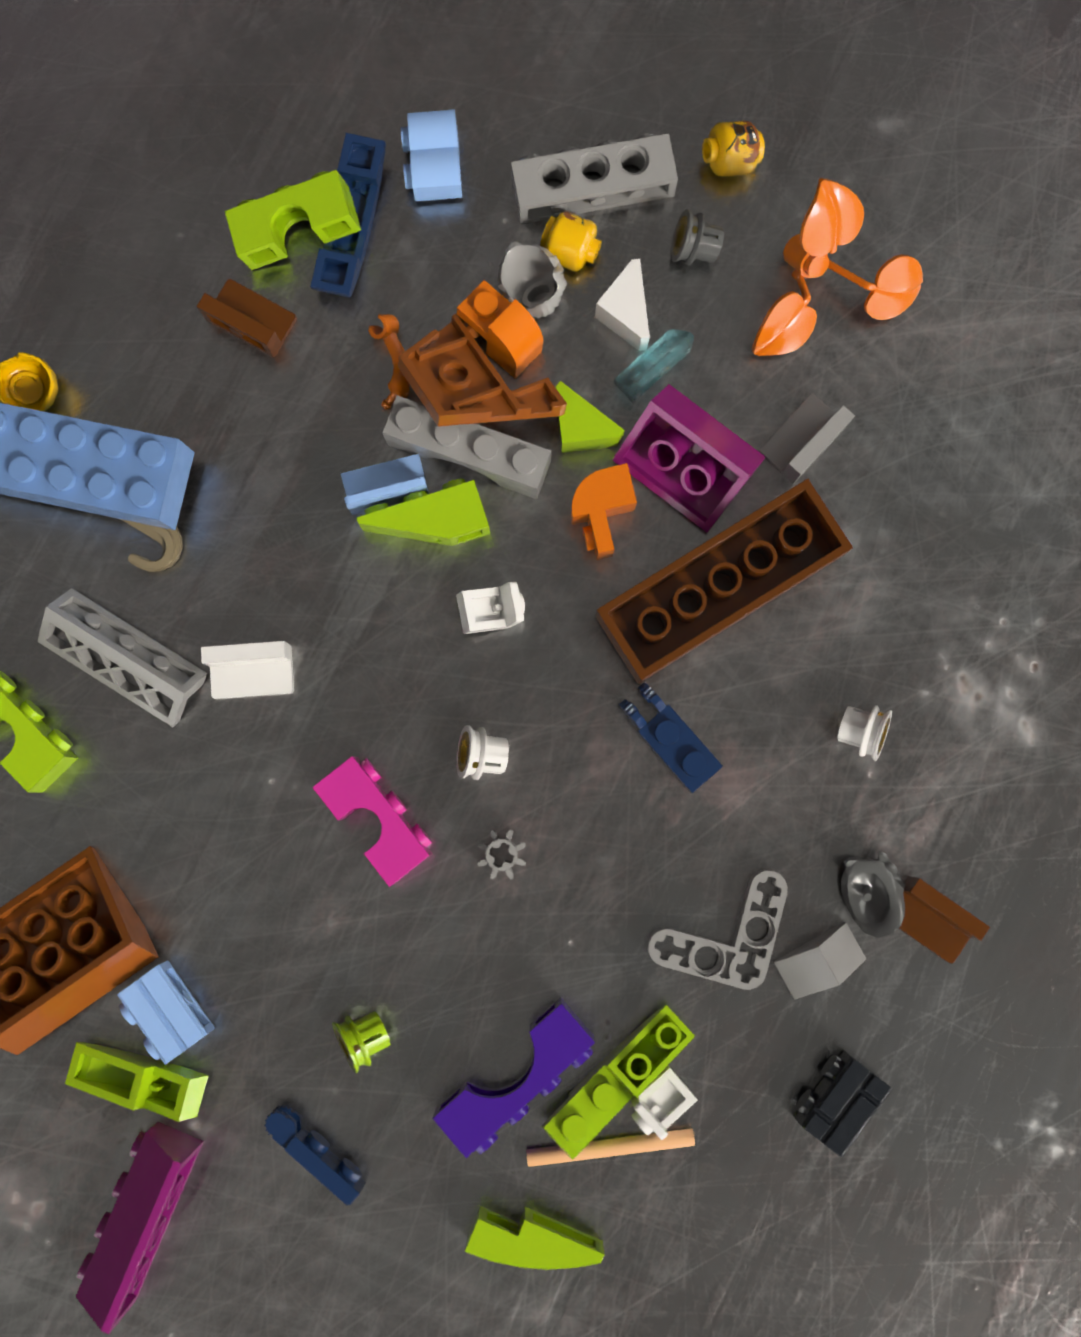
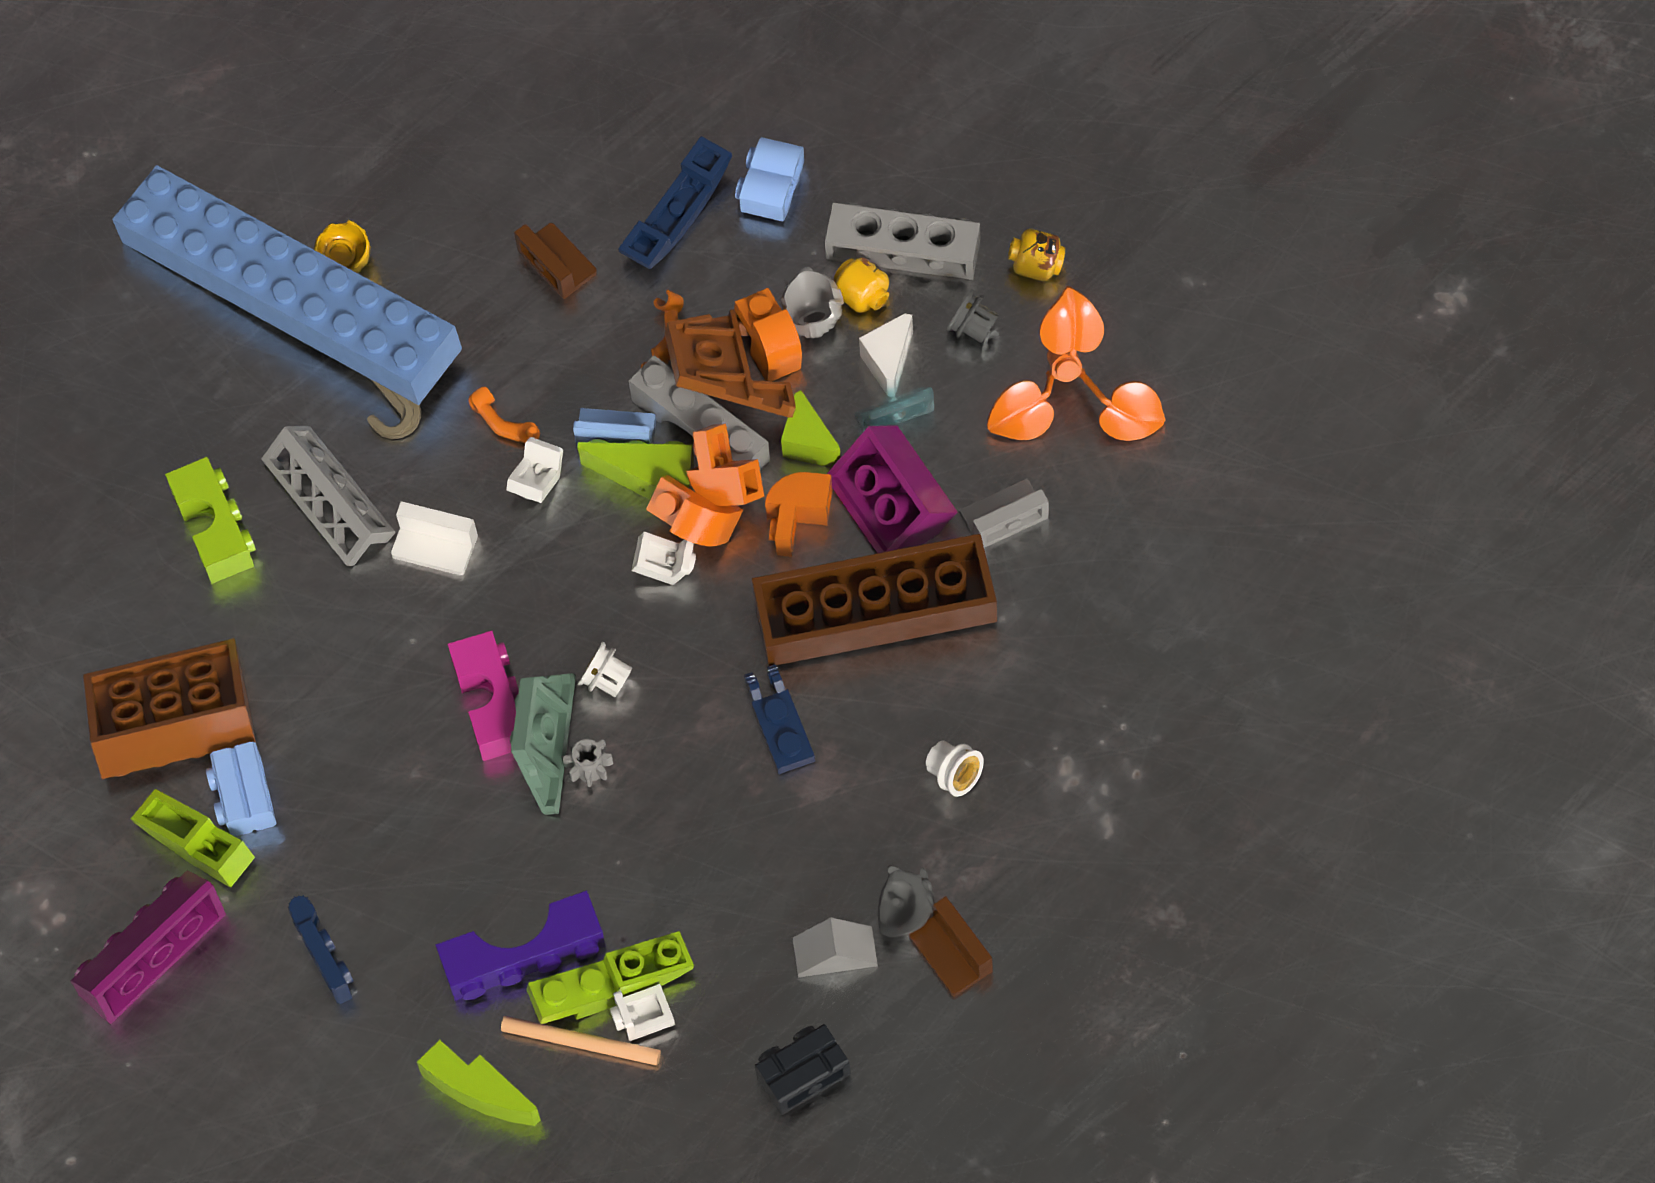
camera: 25 degrees right, 20 degrees down
(262, 223) = (597, 187): lime arch -> none
(289, 519) = (481, 402): none -> orange piece
(324, 560) = (536, 471): none -> white bracket
(361, 1038) = (400, 867): lime piece -> none
(446, 845) = (542, 735): none -> sand green wing
(508, 558) = (692, 514): none -> orange brick
(519, 509) = (719, 477): none -> orange brick
(730, 955) = (754, 915): light grey beam -> none

